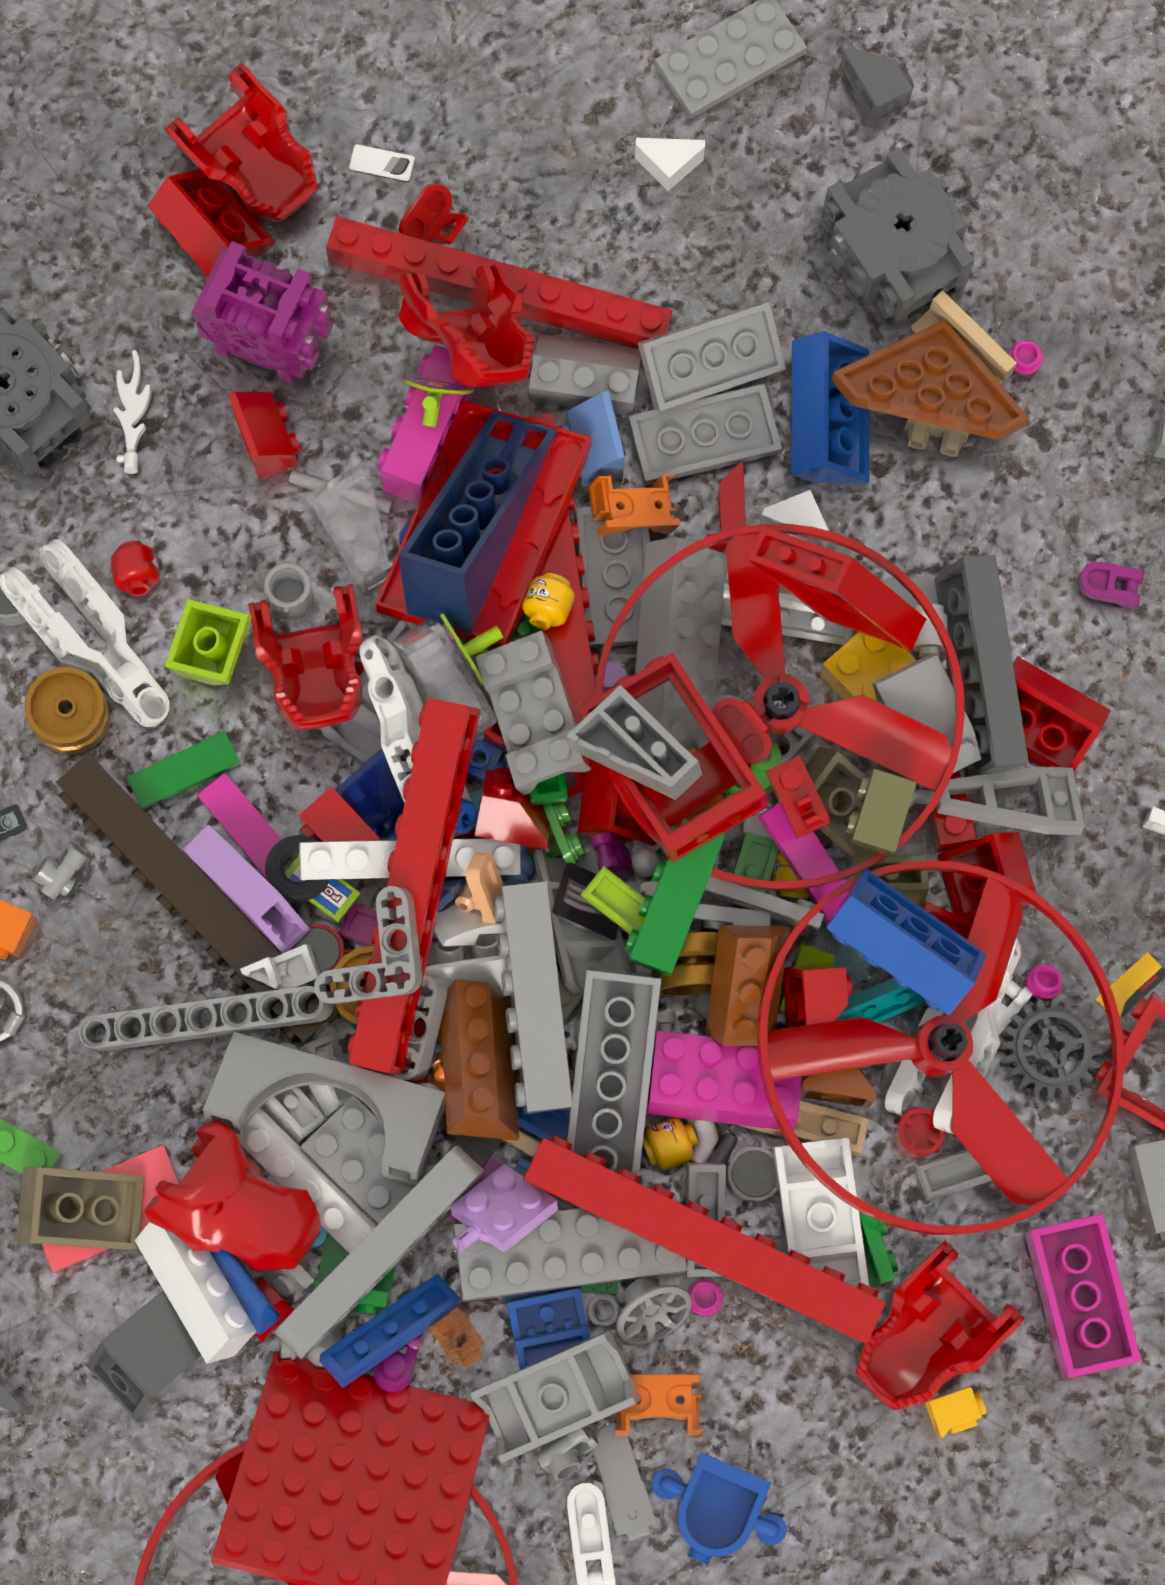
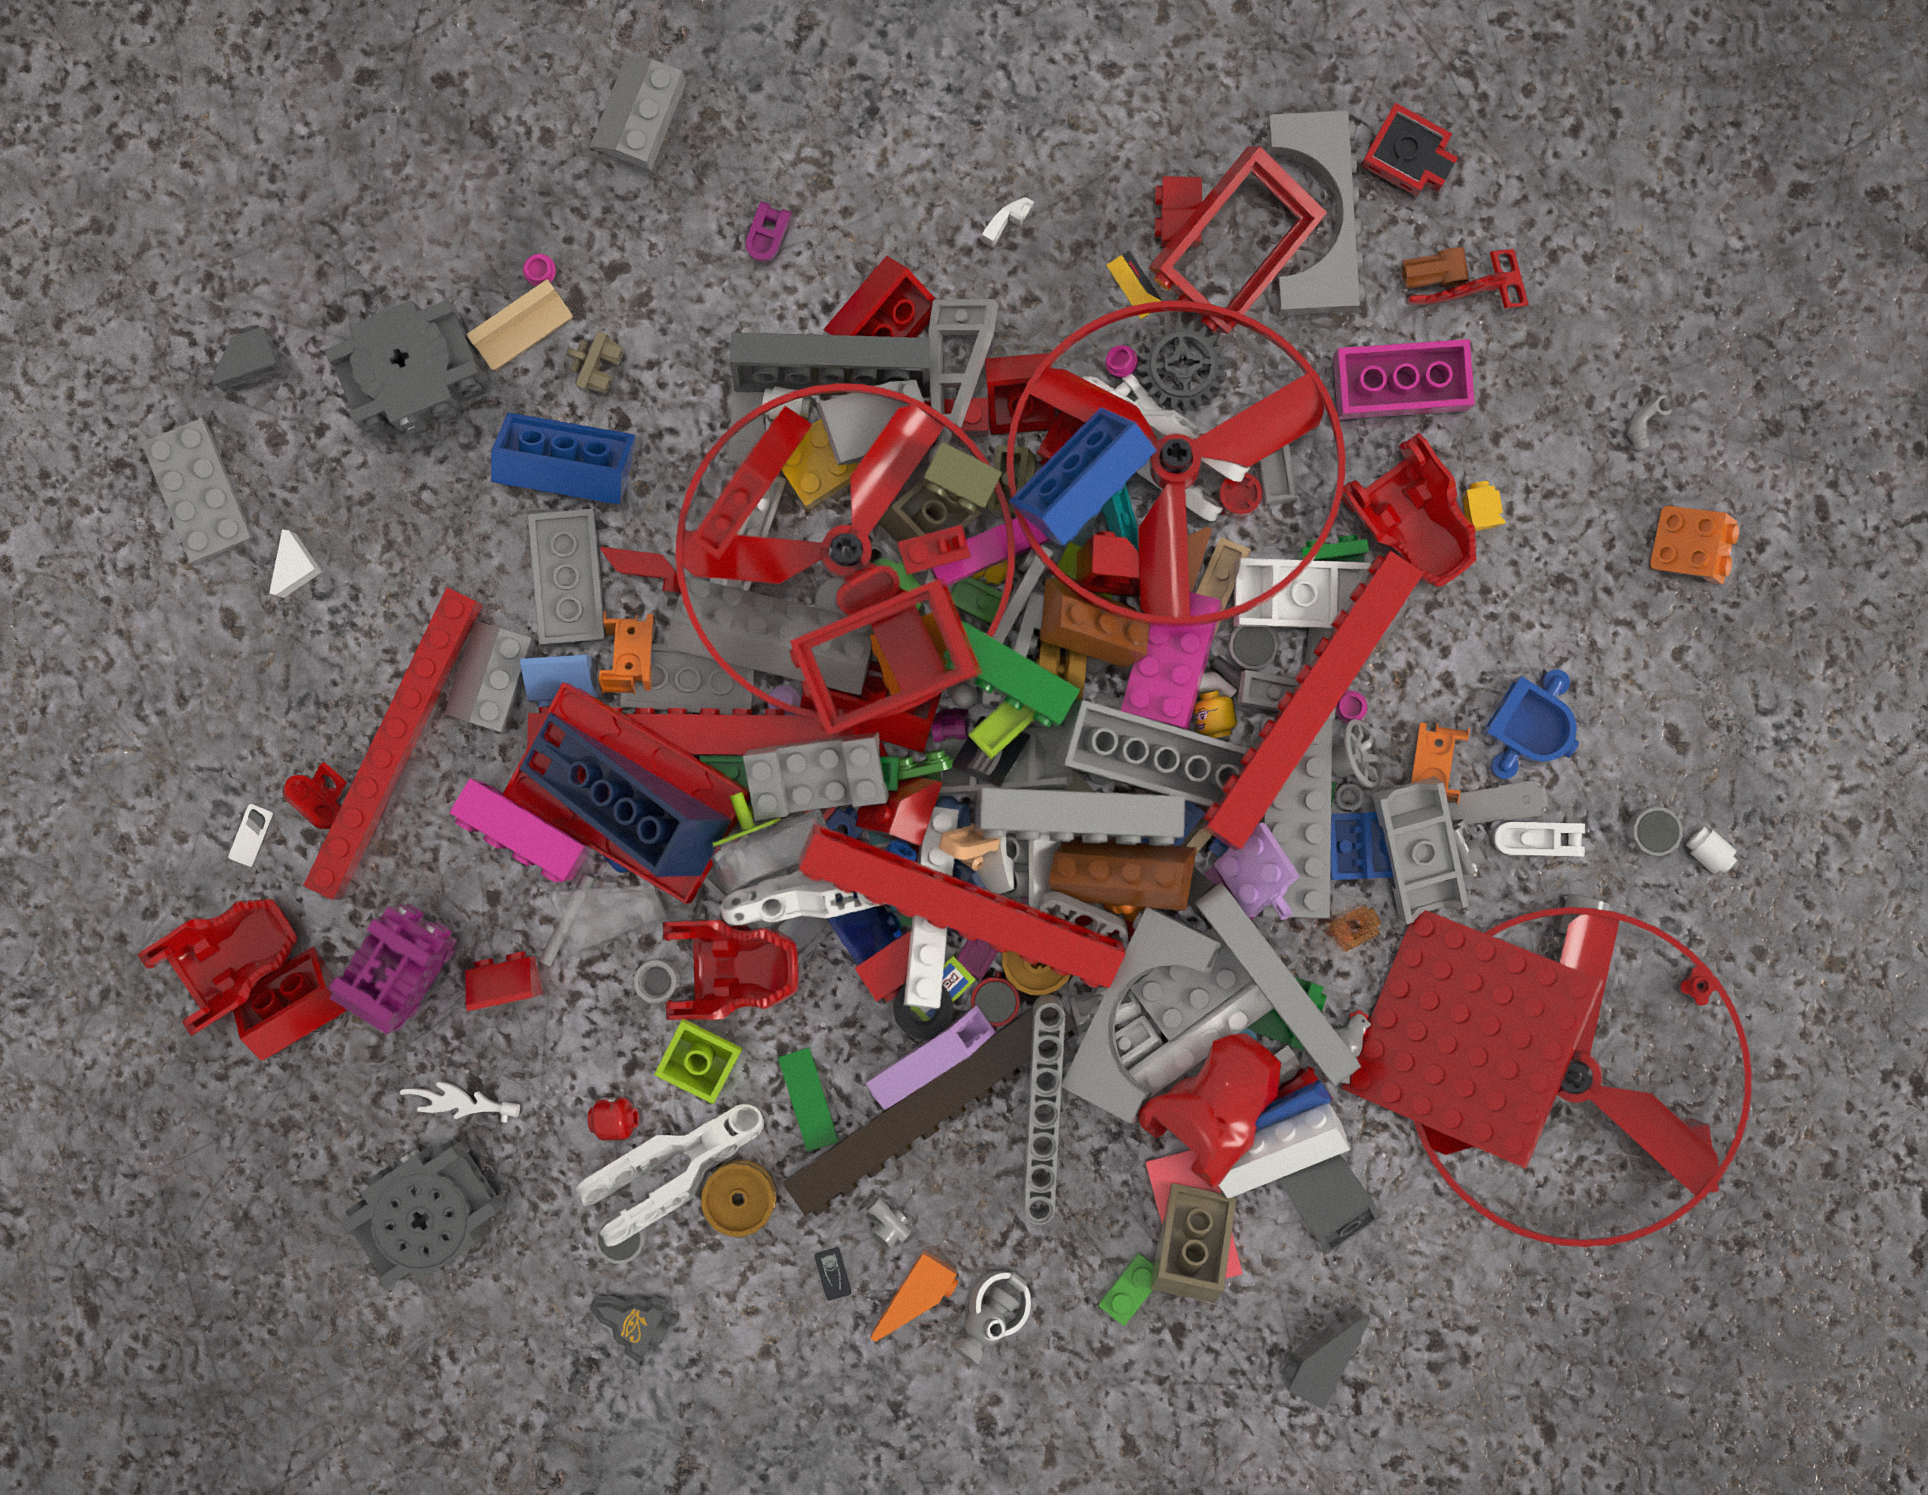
camera: 75 degrees left, 10 degrees up
(240, 820) = (864, 1052): dark pink tile -> none
(286, 970) = (1011, 1031): white slope -> none
(389, 1330) = (1342, 985): blue plate -> none
(392, 960) = (1029, 937): light grey beam -> none
(396, 1370) = (1373, 985): magenta plate -> none
(435, 389) = (498, 819): lime shield -> none
(483, 342) = (449, 770): red animal -> none
(548, 601) = (714, 745): yellow head -> none
(635, 745) = (876, 688): light grey wedge -> none
(711, 356) = (495, 558): light grey plate -> none
(798, 511) = (662, 504): white slope -> none
(934, 382) = (555, 358): dark orange plate -> none

